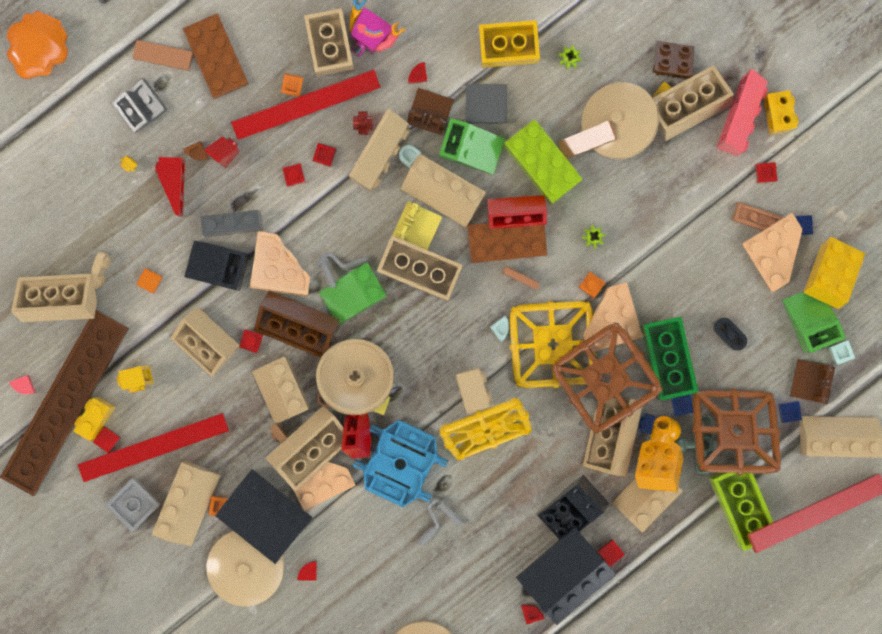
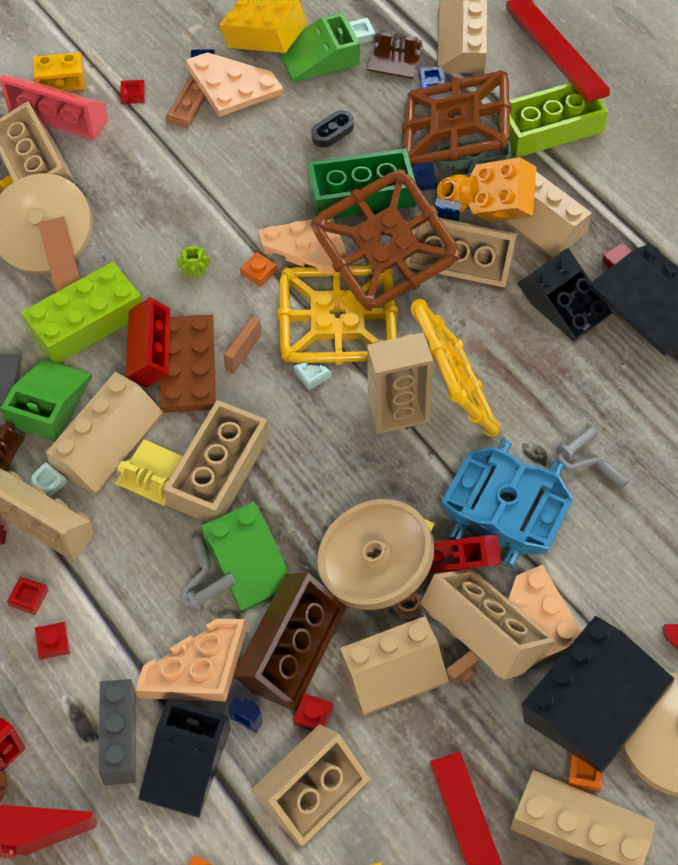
camera: 85 degrees left, 30 degrees down
(246, 300) = (246, 714): none -> clear blue plate

